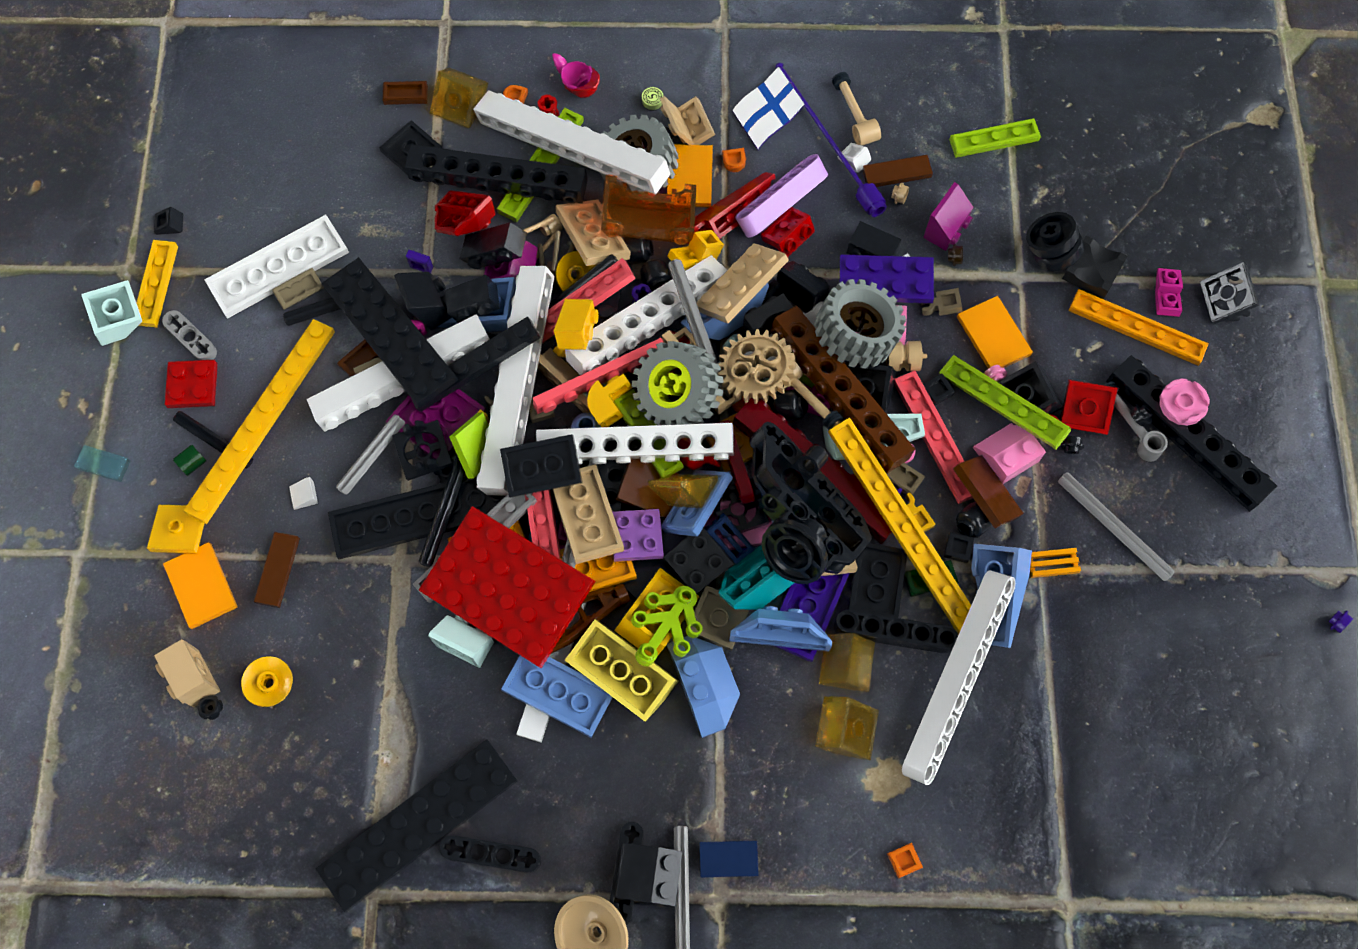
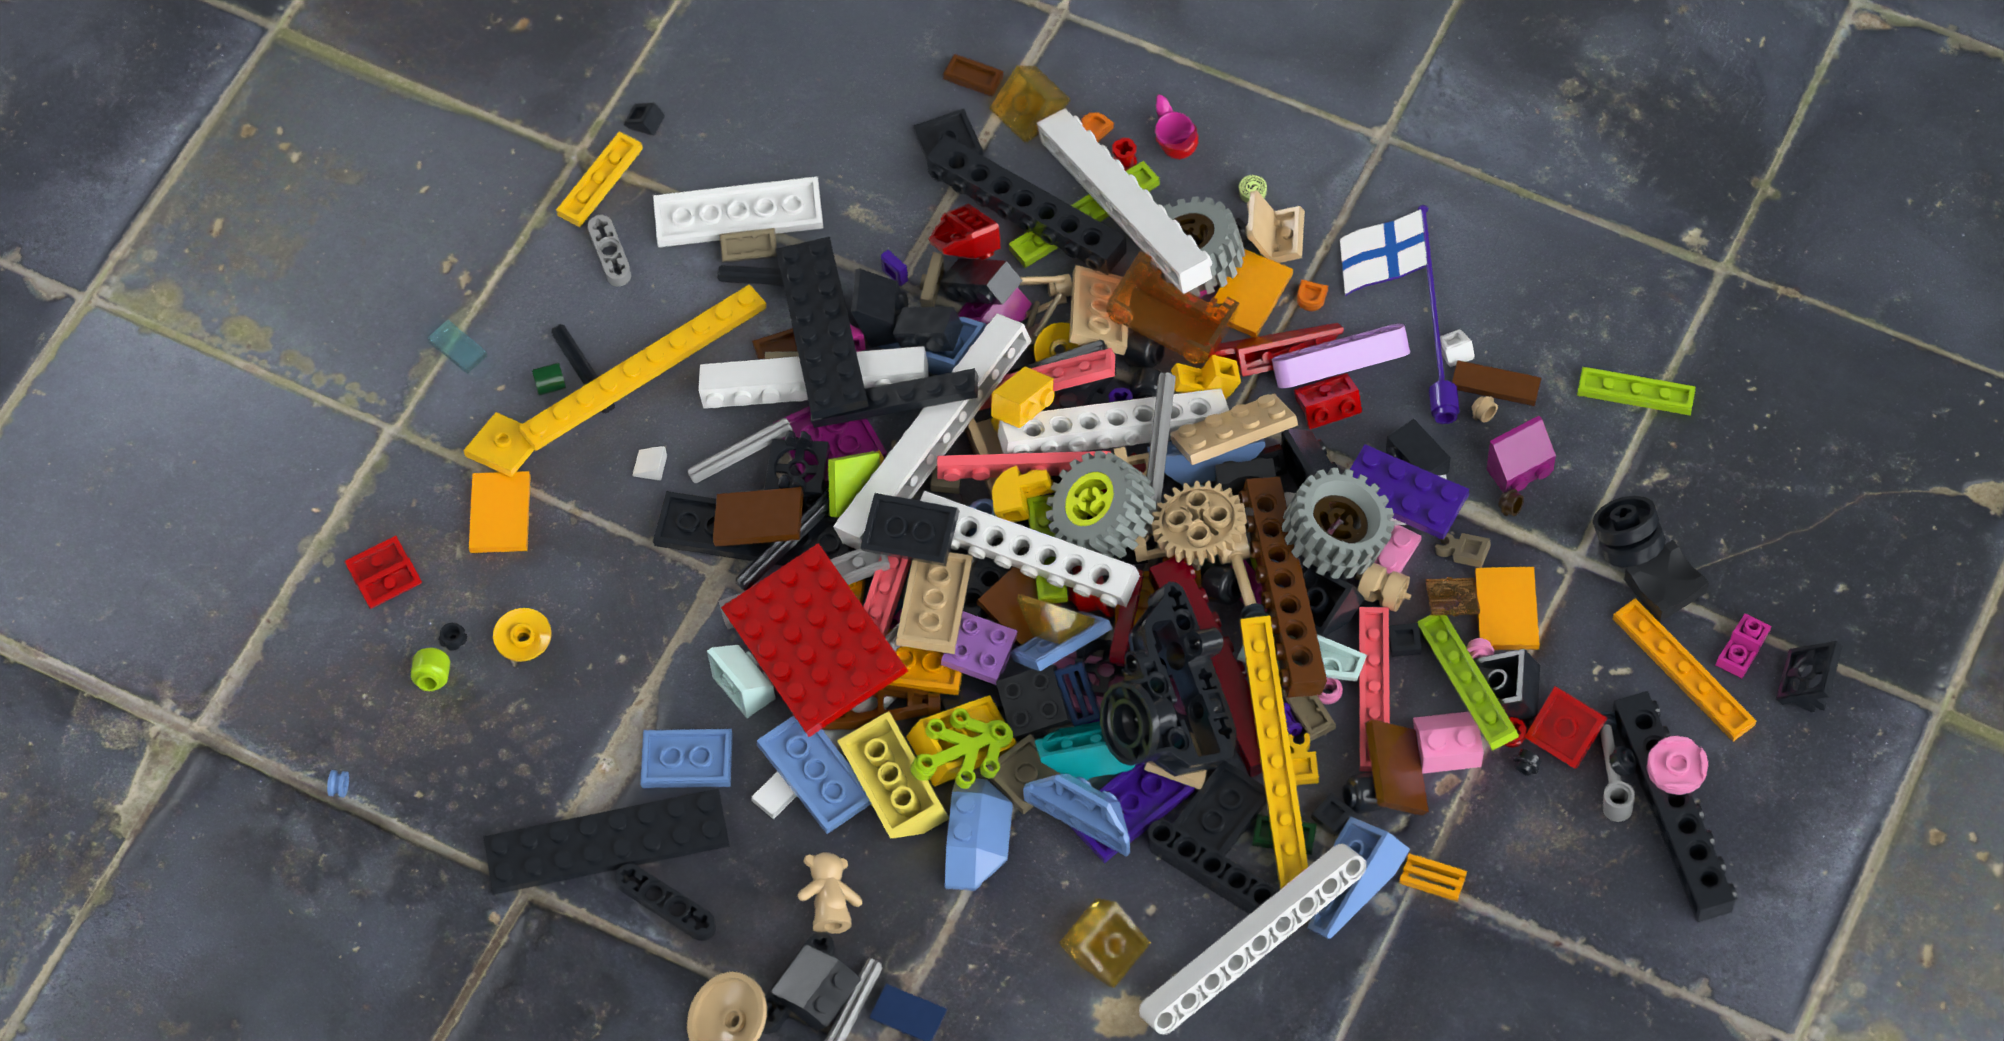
camera: 30 degrees right, 10 degrees down
(112, 312) = (541, 191): light aqua slope -> none
(126, 678) = (383, 572): none -> red slope
(171, 879) = (338, 783): none -> medium blue bush
(186, 673) = (445, 589): tan brick -> none
(191, 384) = (587, 301): red plate -> none
(204, 744) = (430, 669): none -> lime head
(277, 570) = (585, 529): reddish brown tile -> none
(412, 503) = (758, 516): none -> reddish brown tile
(448, 724) = (686, 758): none -> medium blue tile
(452, 261) = (930, 282): none -> dark tan plate
(617, 787) = (830, 892): none -> tan piece
(848, 662) = (1144, 879): clear yellow slope -> none
(865, 130) = (1482, 321): tan piece -> none
(954, 342) = (1452, 596): none -> clear orange piece
(1118, 528) = (1527, 870): light grey axle -> none

